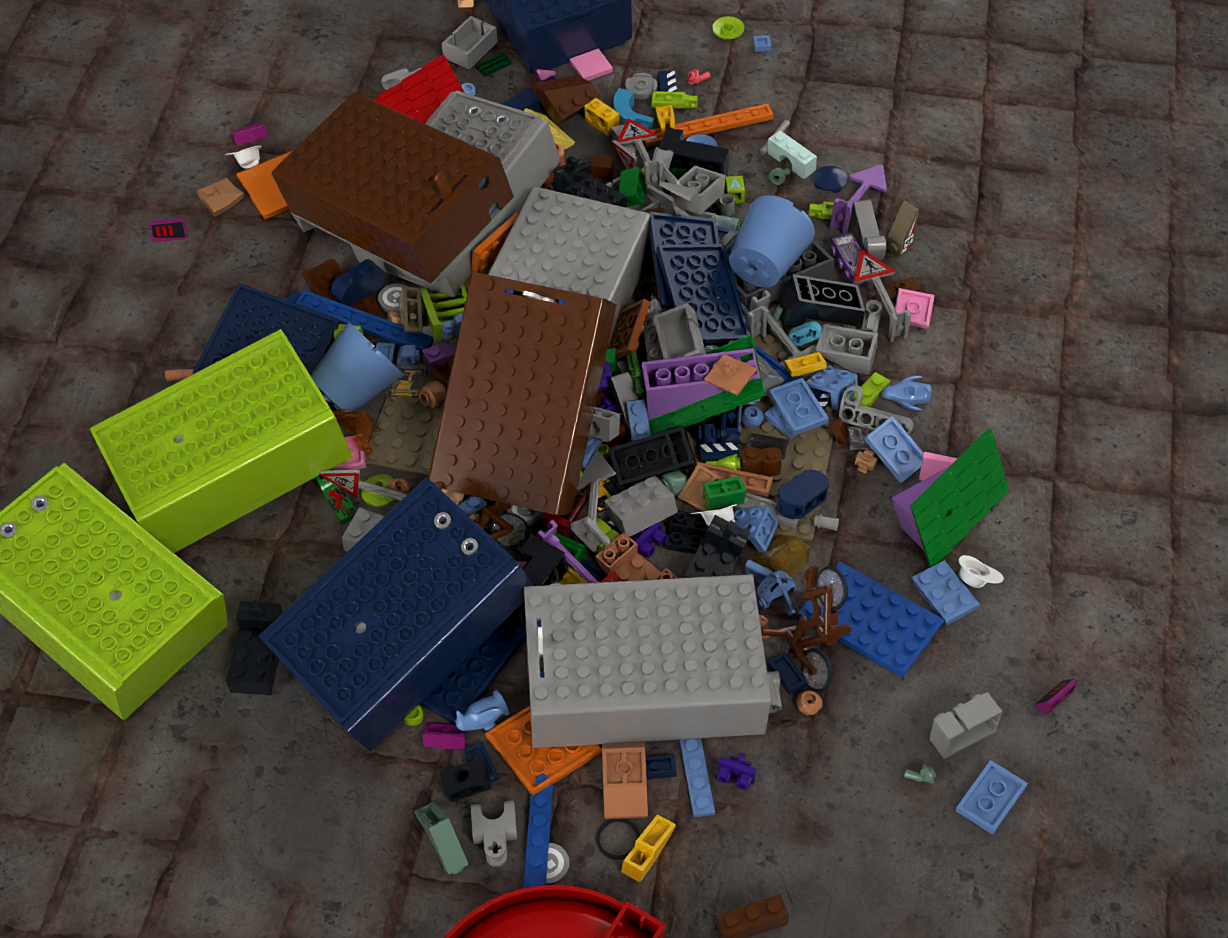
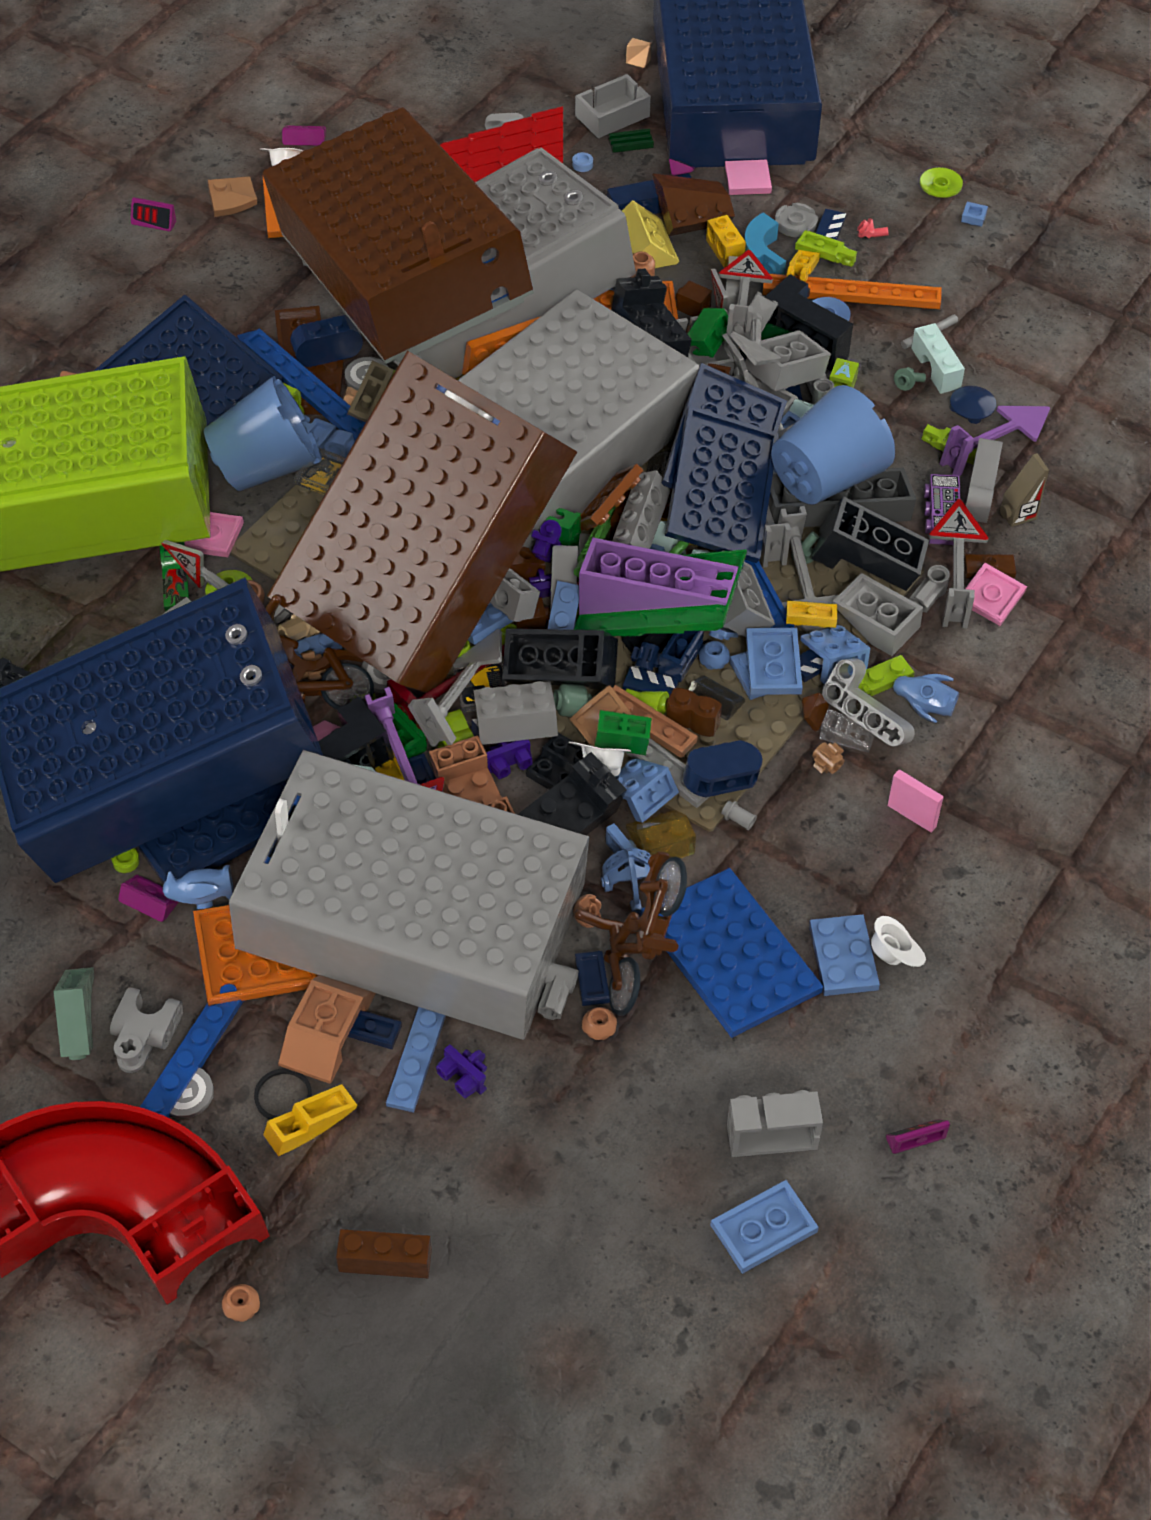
camera: 20 degrees right, 0 degrees up
(360, 423) = (242, 505): clear orange plate -> none
(477, 781) = (139, 955): black brick -> none
(479, 751) = (171, 946): dark blue tile -> none
(679, 332) = (660, 518): light grey piece -> none
(730, 374) = (691, 588): nougat piece -> none
(803, 331) = (830, 572): medium azure beam -> none
(895, 449) = (870, 755): medium blue plate -> none
(926, 774) = (695, 1165): sand green plate -> none
(953, 500) = (911, 841): green piece -> none

